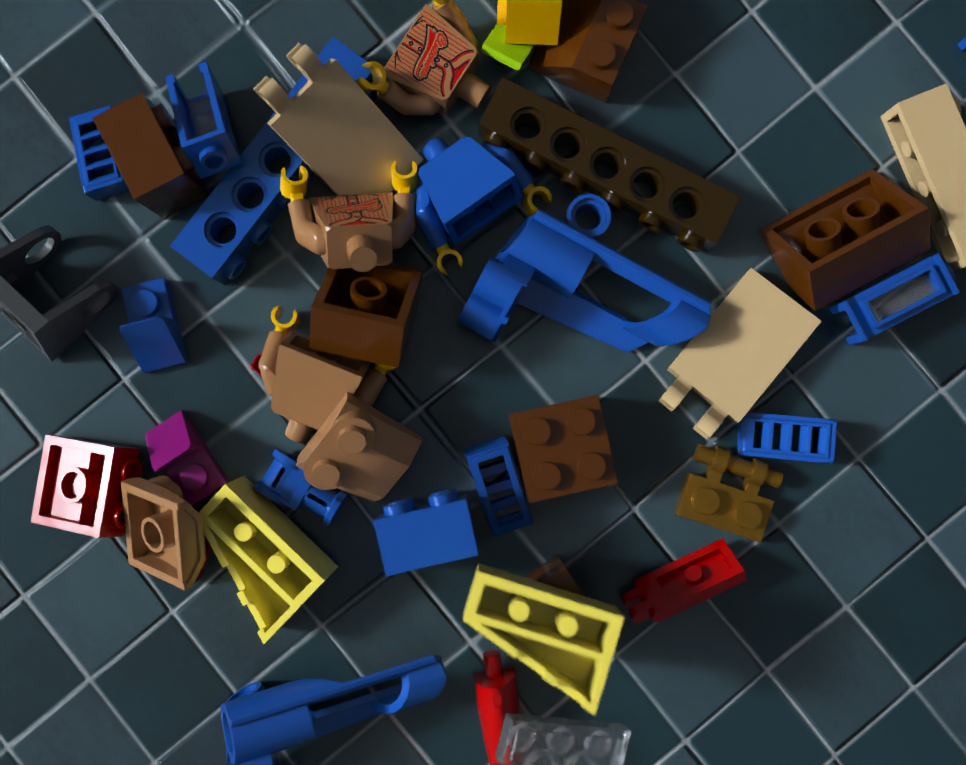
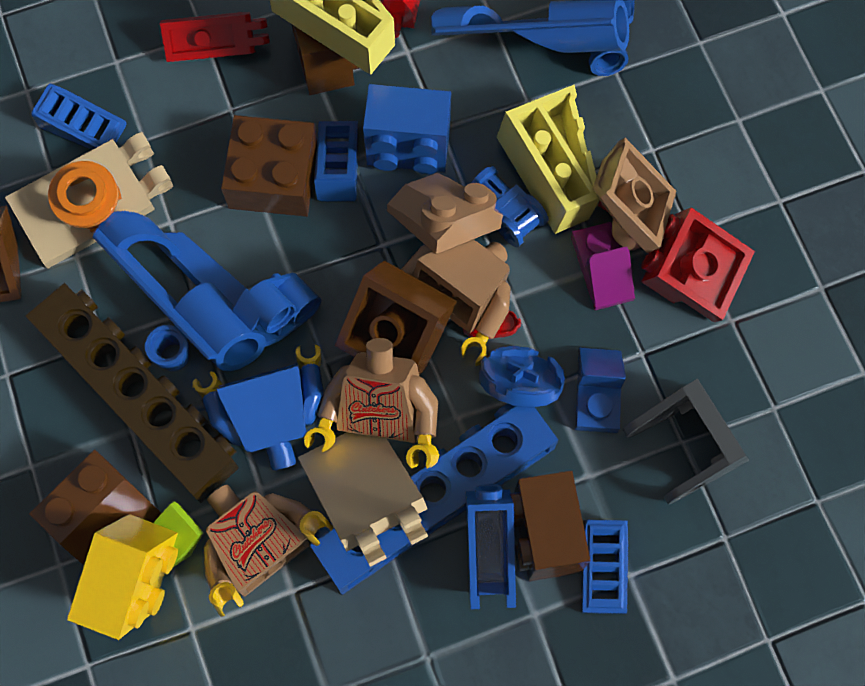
camera: 160 degrees left, 15 degrees down
(227, 301) = (521, 377): none -> blue tile
(719, 357) = (94, 212): none -> orange piece
(724, 506) = (153, 85): pearl gold plate -> none

